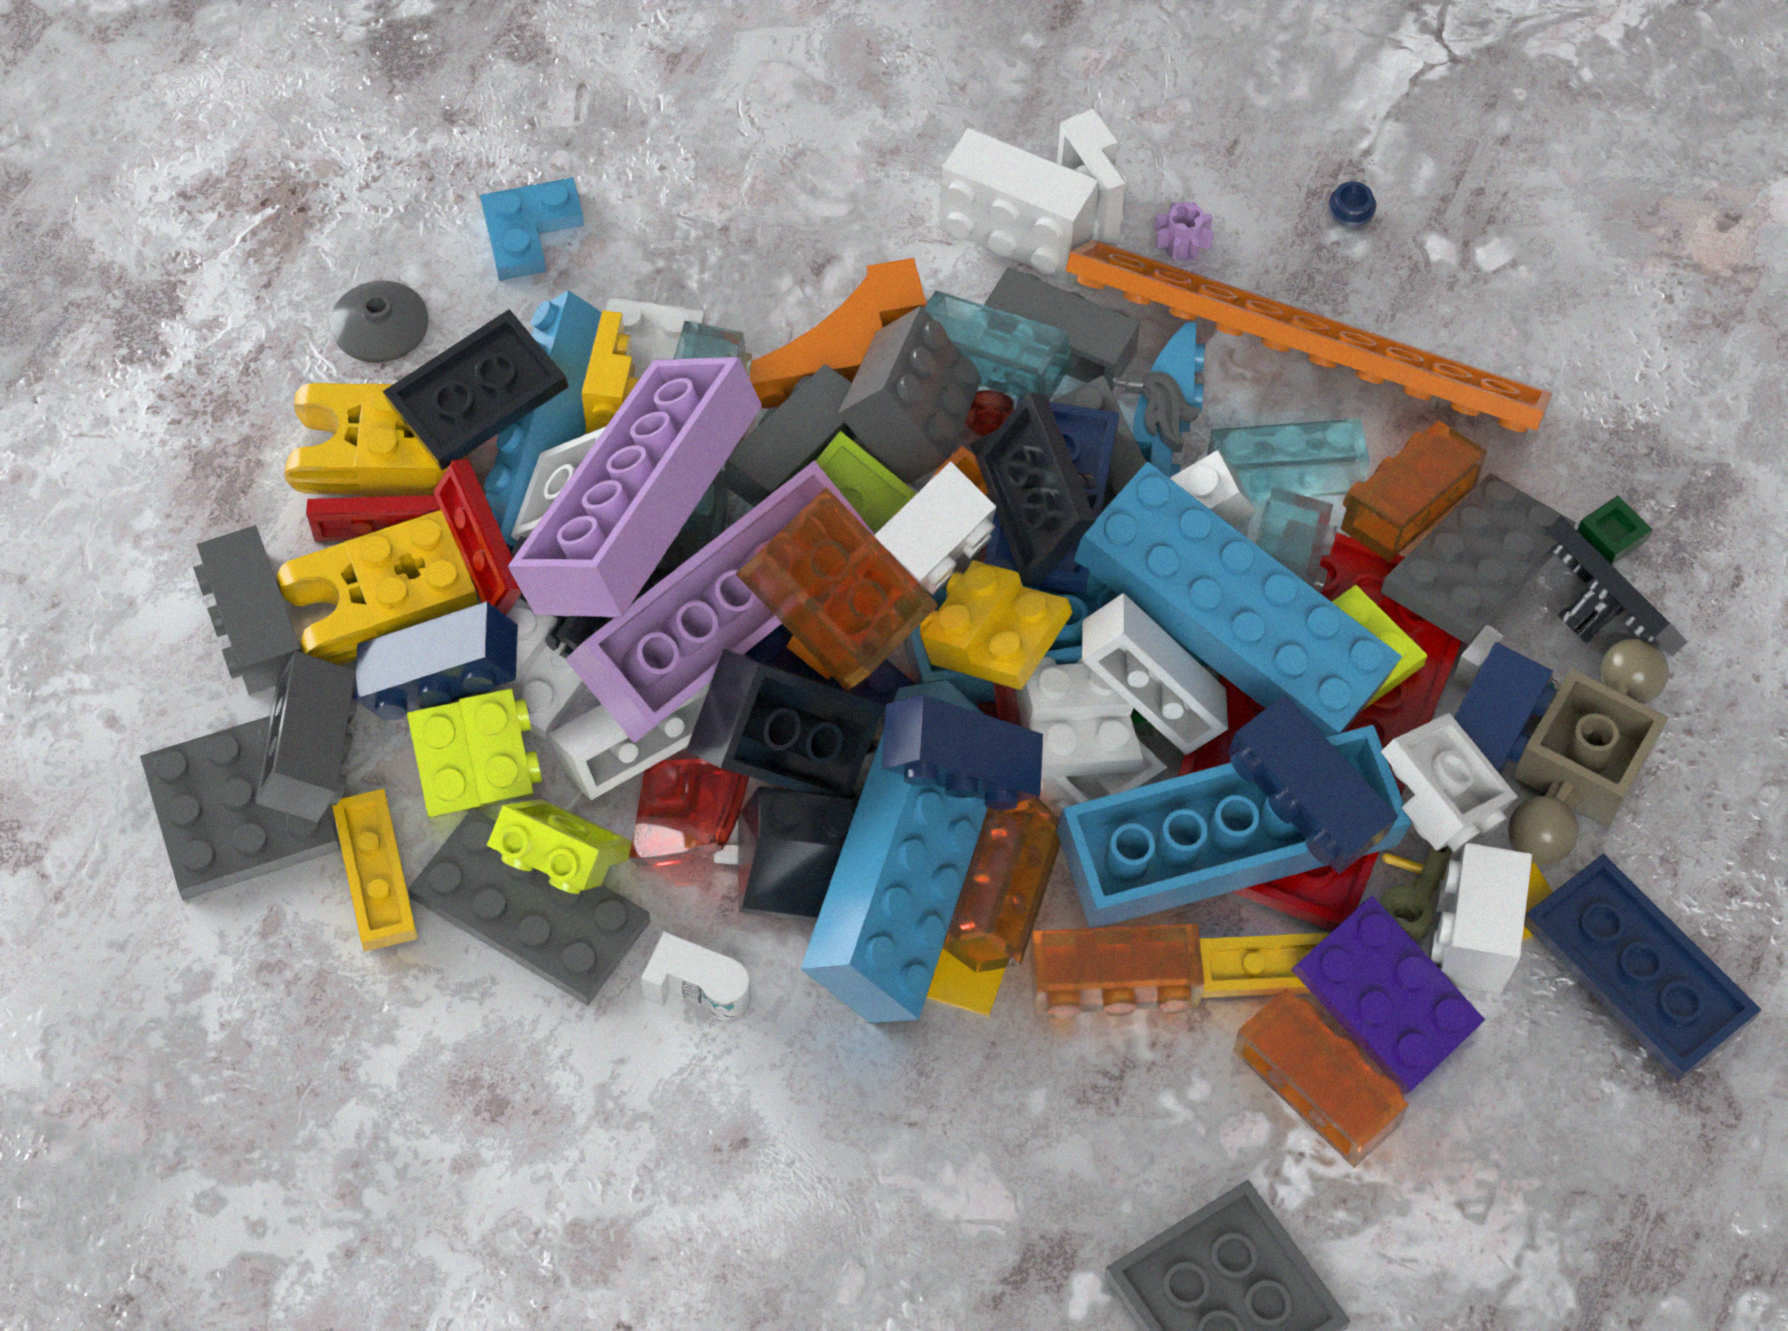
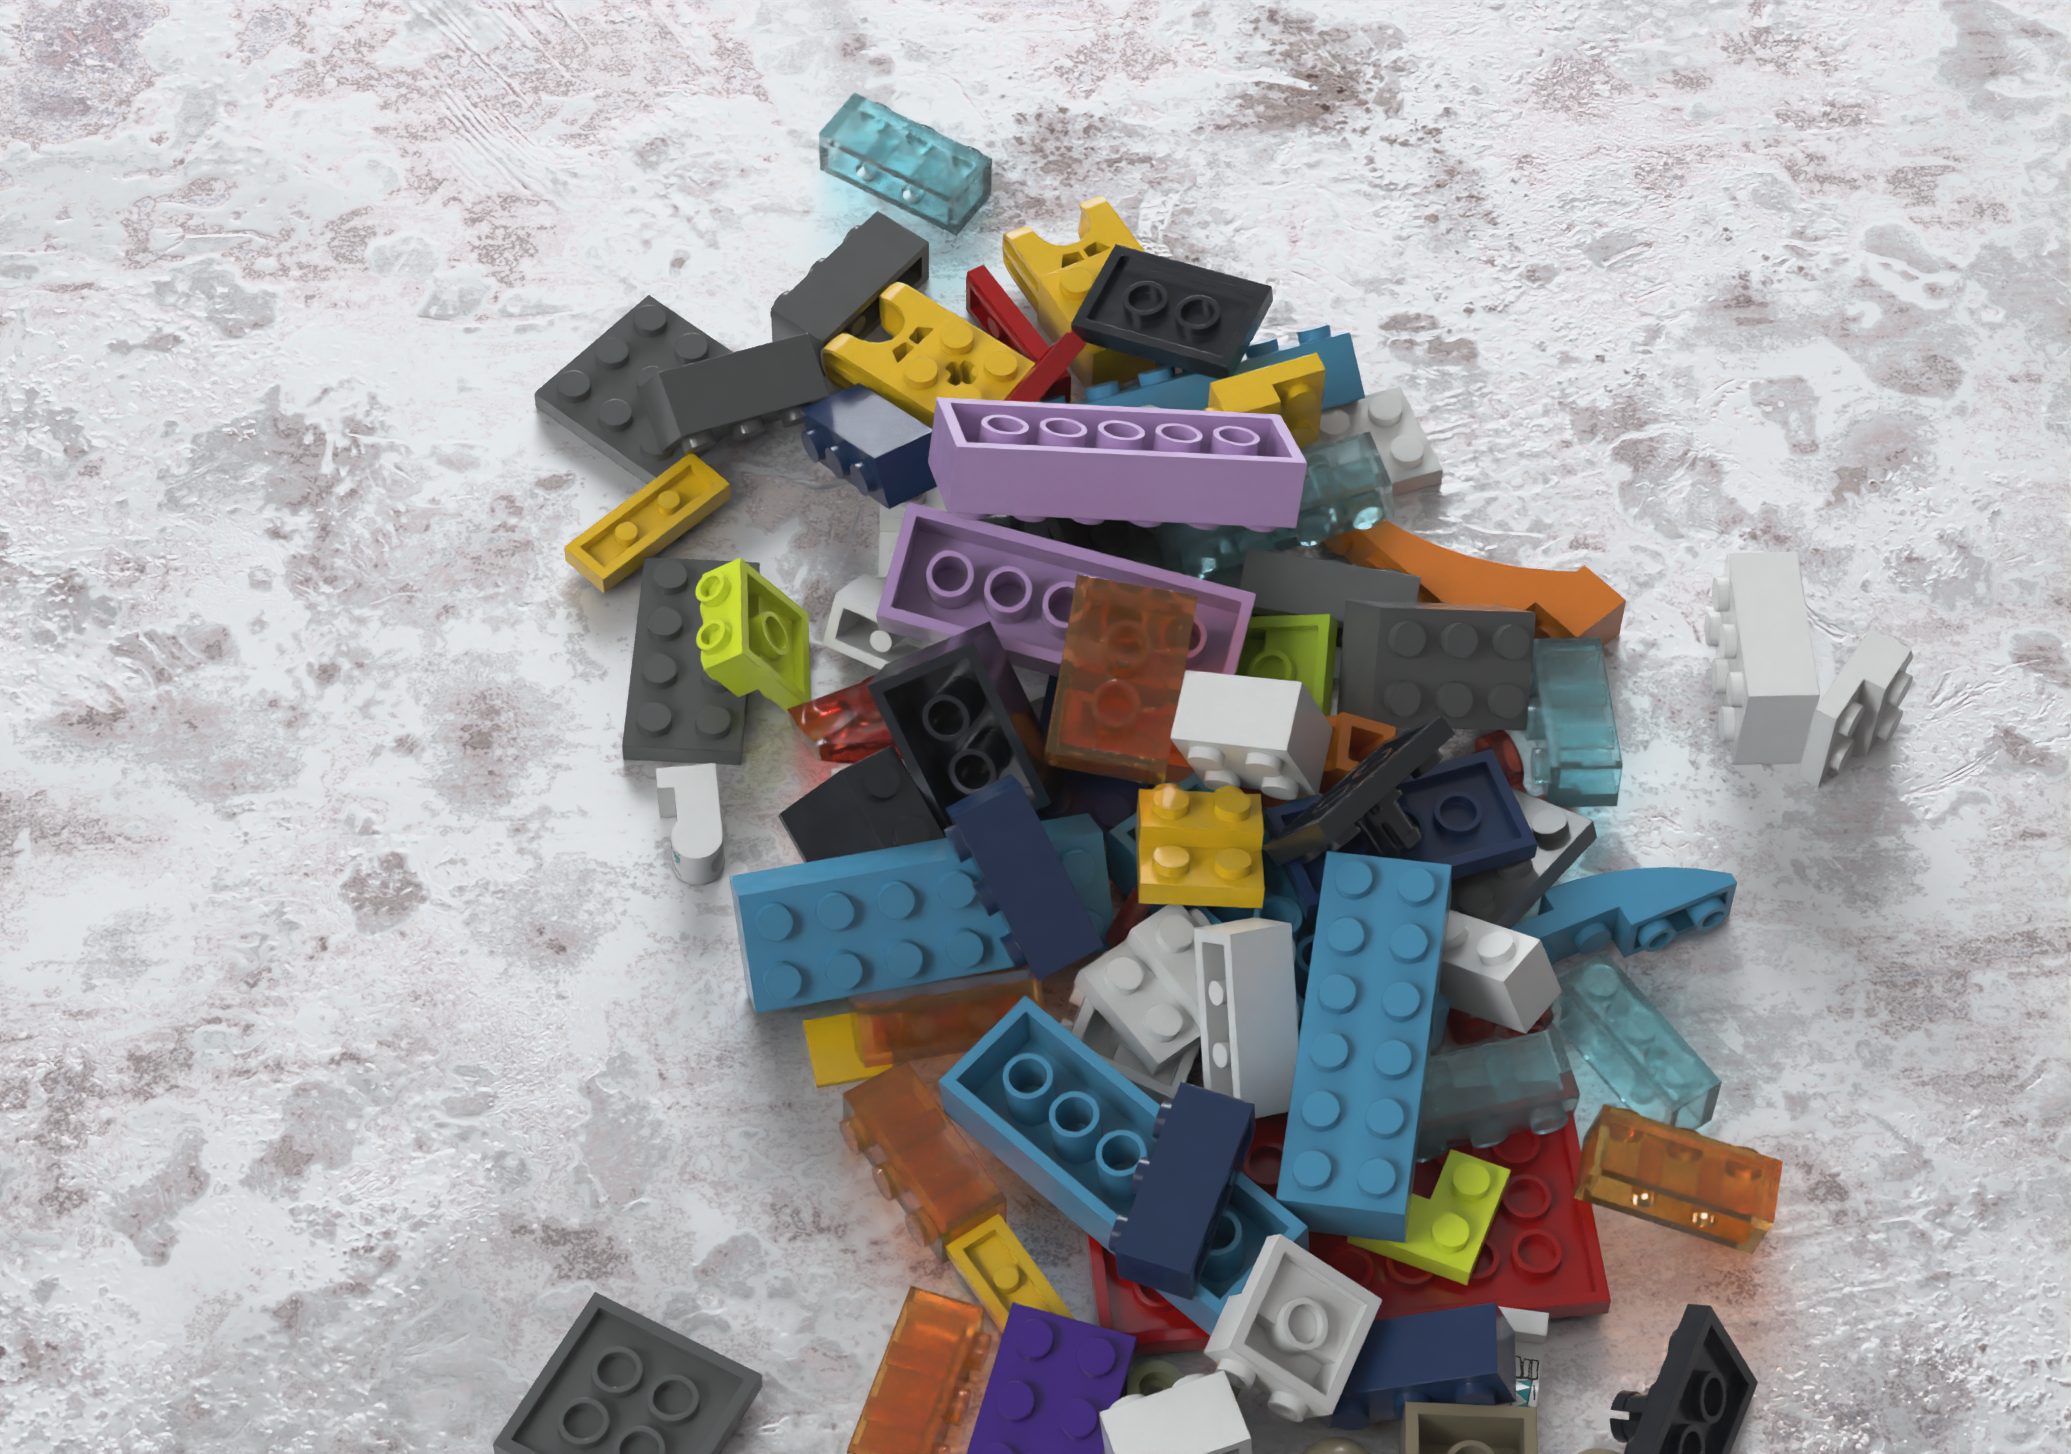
camera: 60 degrees right, 5 degrees down
(149, 506) = (905, 163): none -> clear light blue brick
(383, 334) = (1243, 230): dark grey dish -> none
(473, 753) = (810, 531): neon yellow plate -> none
(522, 213) = (1443, 271): dark azure plate -> none
(1099, 337) = (1655, 803): dark grey brick -> none
(1165, 405) = (1603, 897): dark grey piece -> none
(1184, 231) = (1865, 829): lavender gear -> none
(1324, 339) = (1813, 1006): orange plate -> none
(1352, 204) = (2034, 974): dark blue plate -> none
(1475, 559) = (1634, 1273): dark grey plate -> none
(1614, 530) = (1783, 1406): dark green plate -> none

